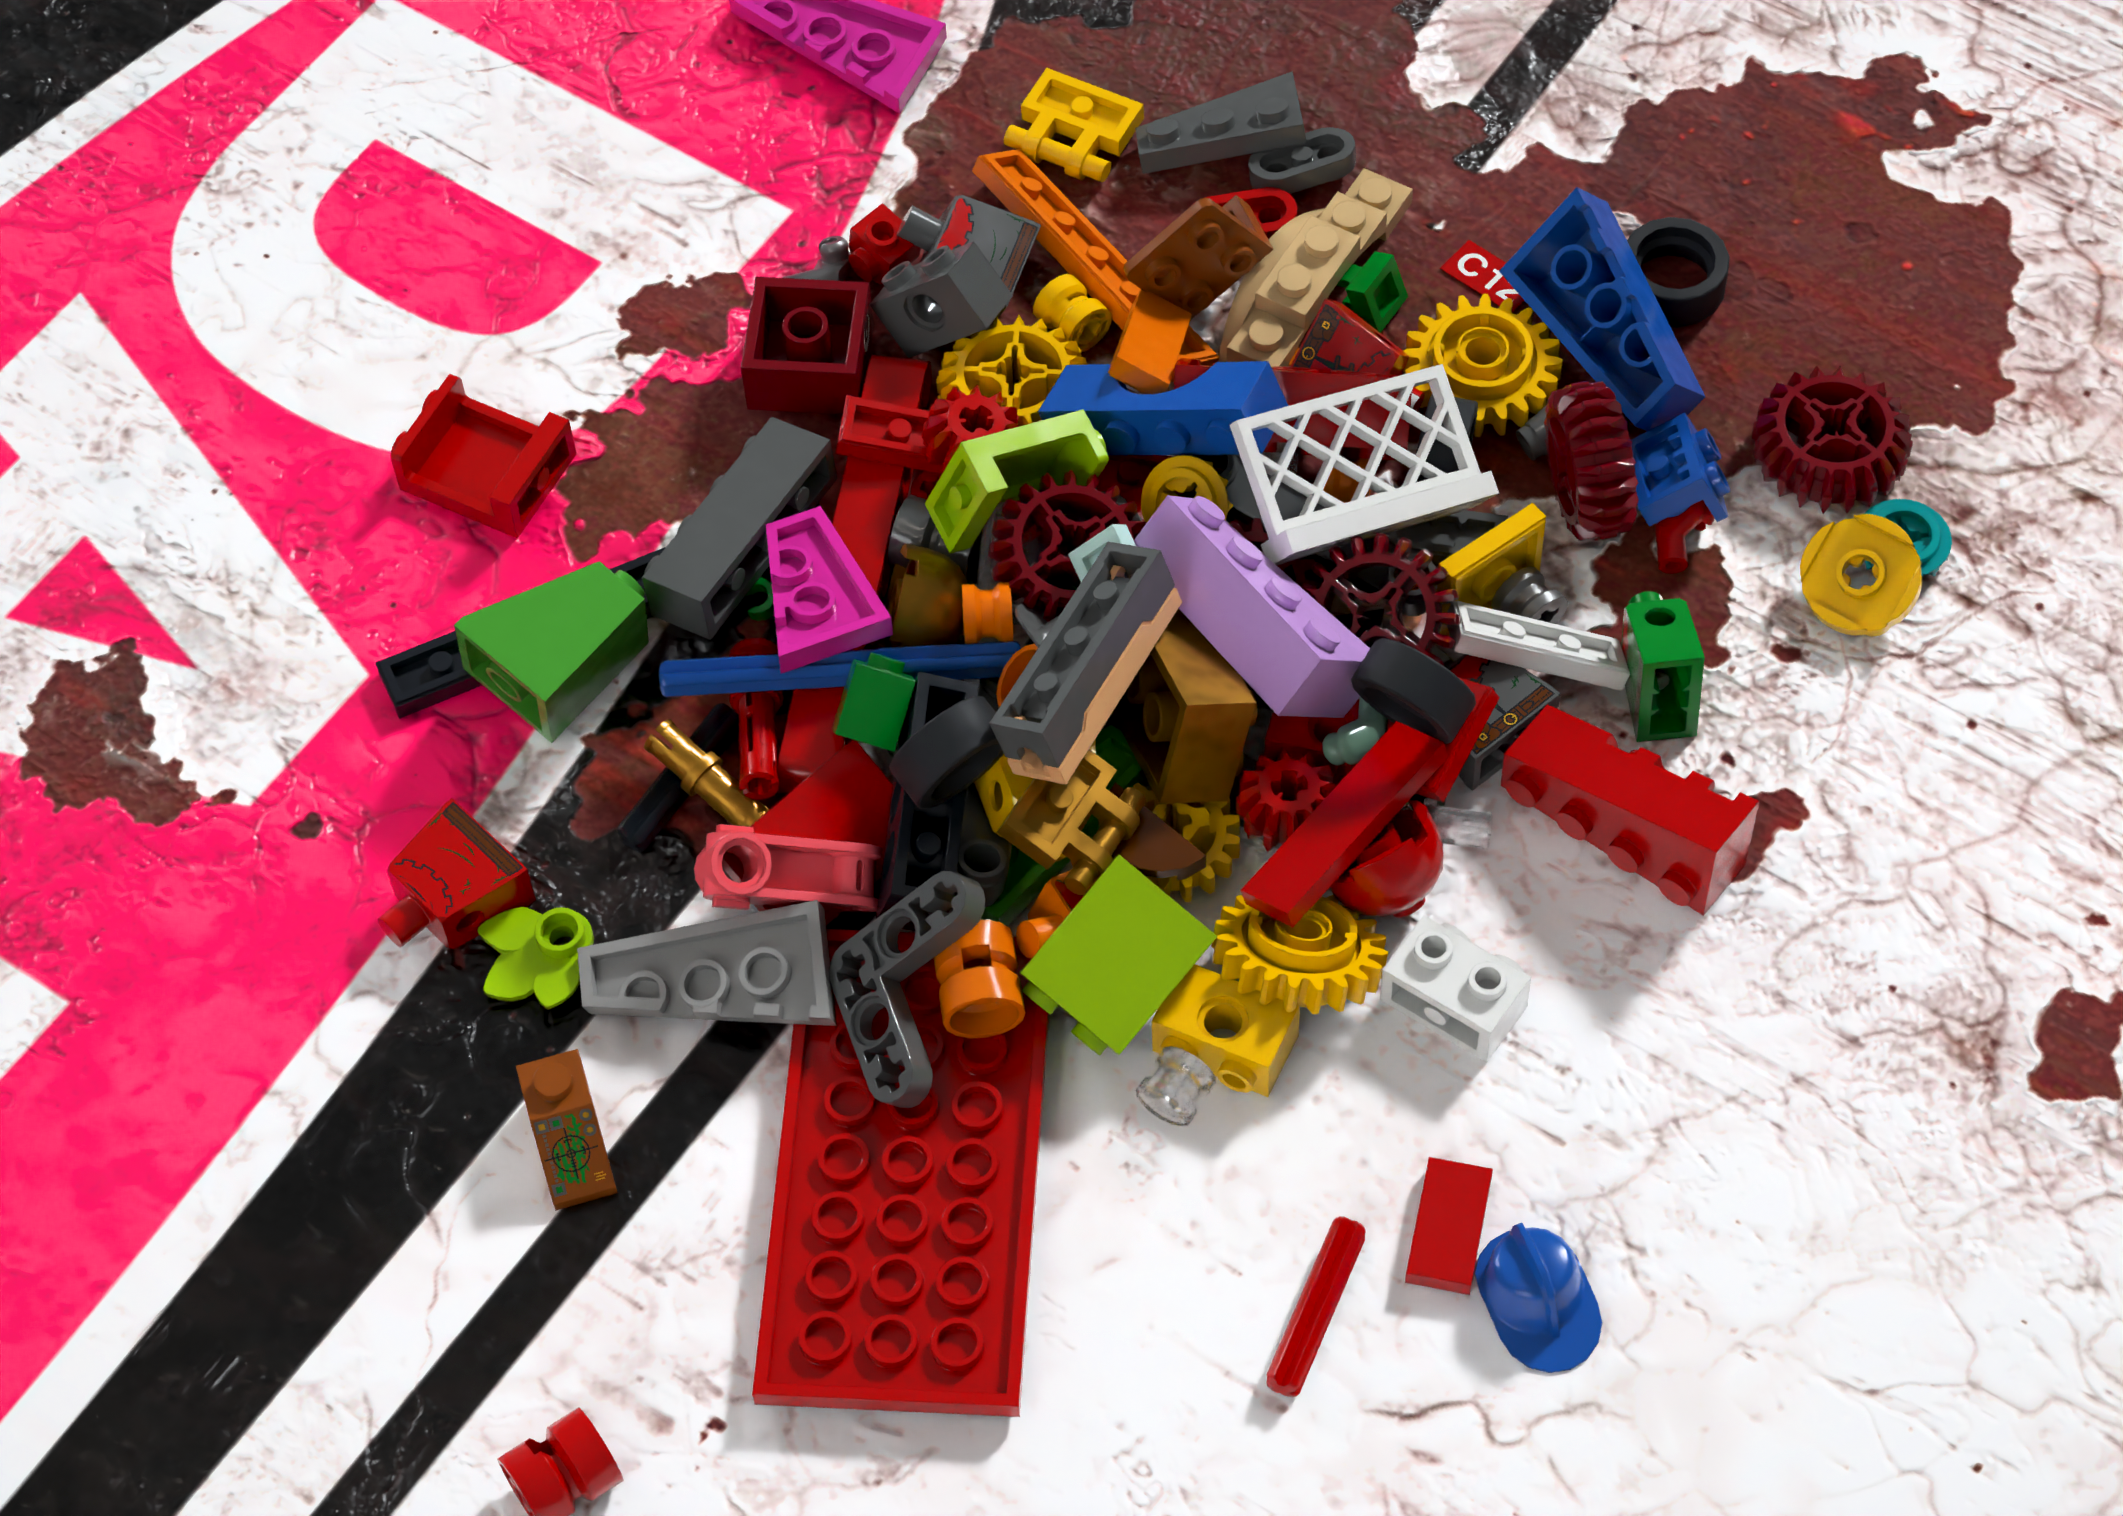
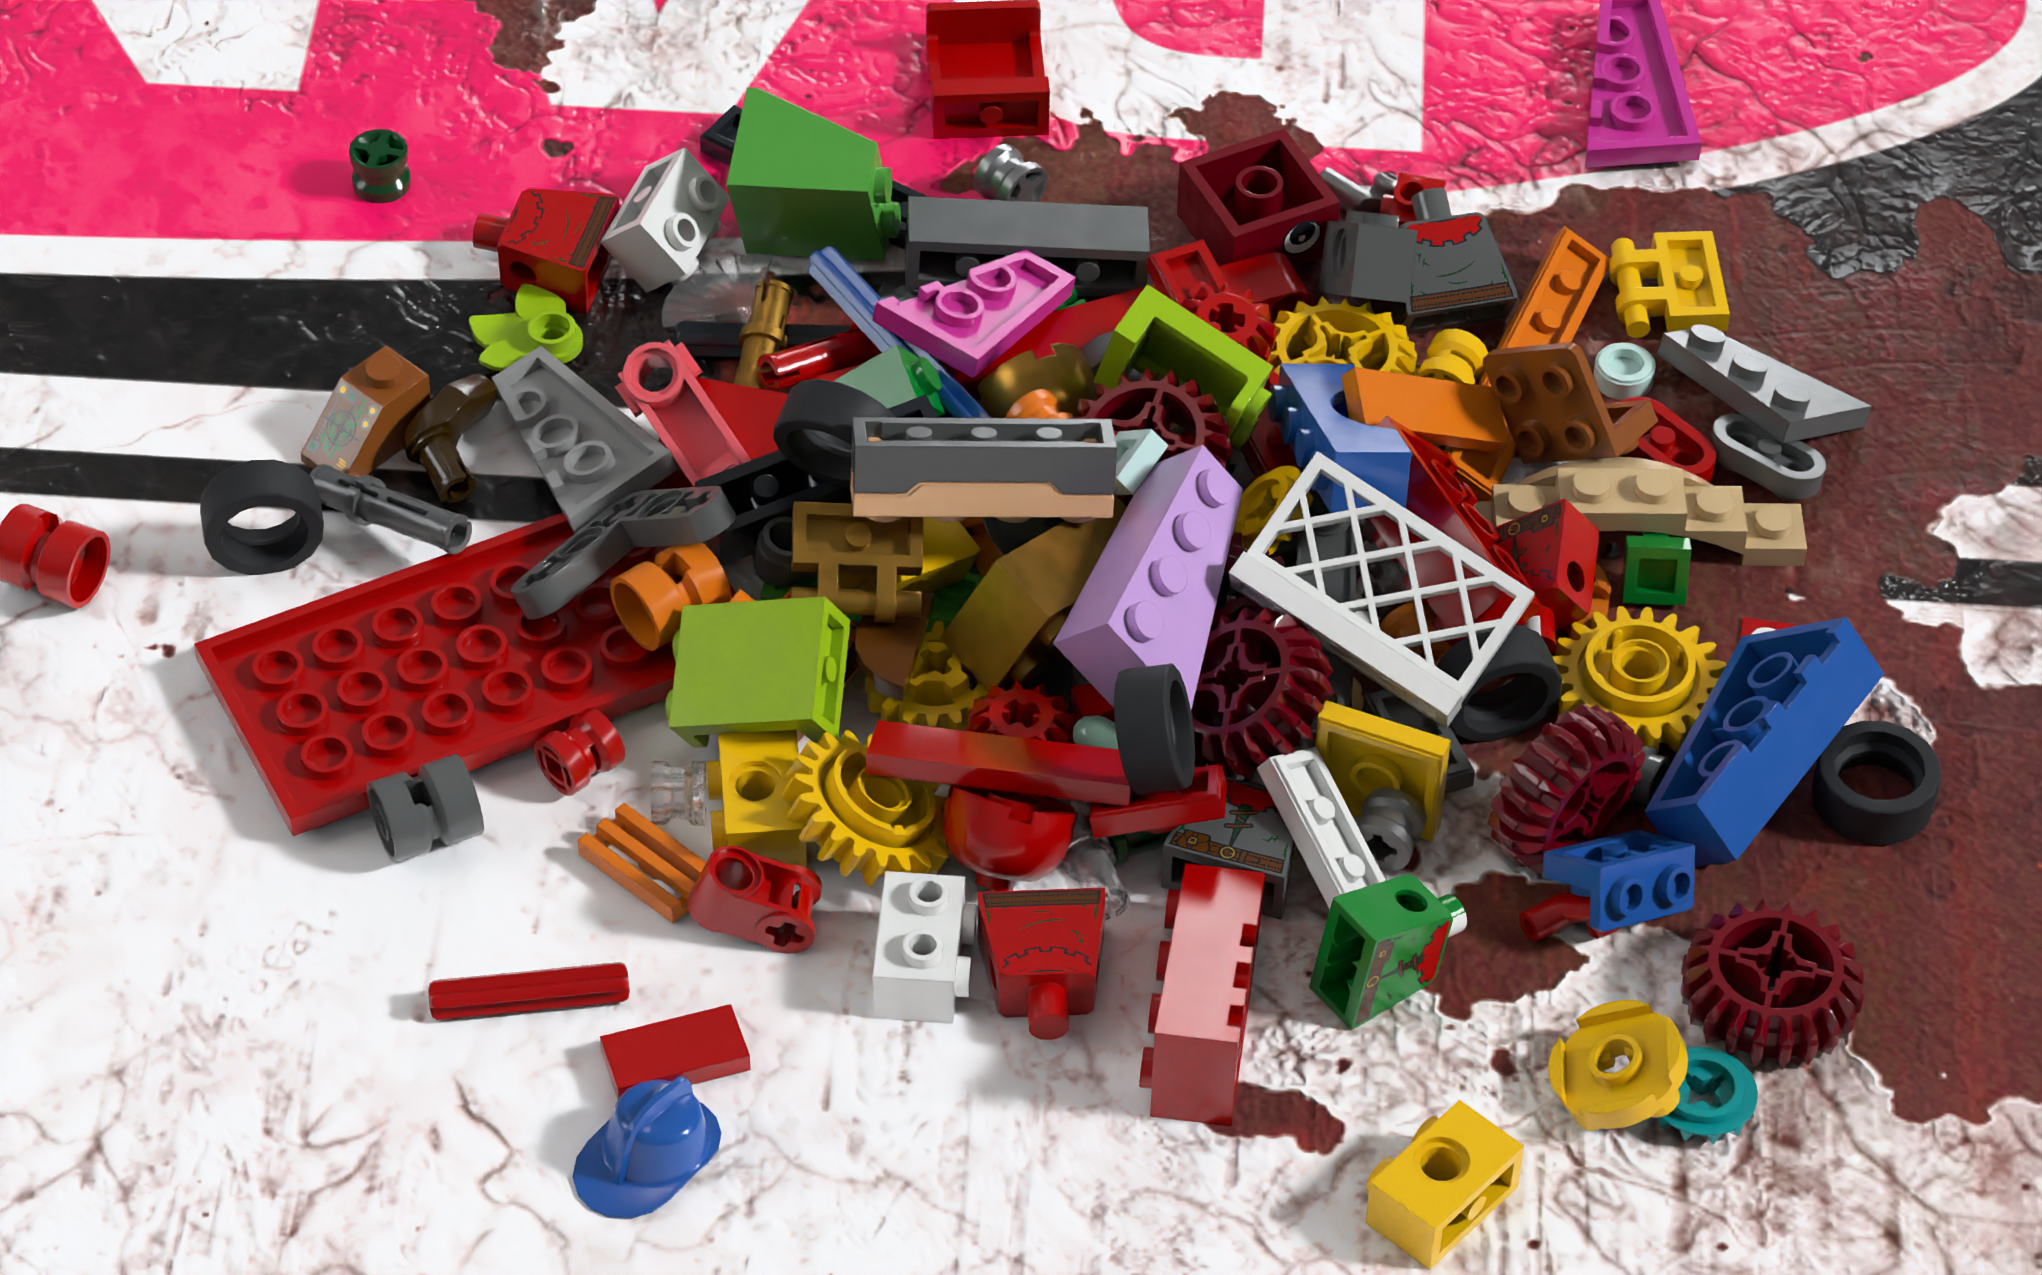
camera: 55 degrees right, 10 degrees down
(242, 959) = (380, 166): none -> dark green wheel
(500, 777) = (666, 221): none -> white brick
(591, 783) = (717, 291): none -> clear hand
(617, 1078) = (438, 427): none -> dark brown arm
(632, 503) = (1008, 178): none -> flat silver wheel
(646, 1266) = (255, 485): none -> black tyre
(692, 1161) = (370, 502): none -> dark grey pin
(1075, 1290) = (425, 808): none -> dark grey wheel
(1080, 1145) = (579, 751): none -> red wheel
(1139, 205) = (1624, 371): none -> light aqua tile
(1220, 1127) = (656, 856): none -> orange tile
(1335, 1085) = (754, 897): none -> red piece
(1521, 902) = (1042, 953): none -> red torso
(1904, 717) = (1432, 1216): none -> yellow brick

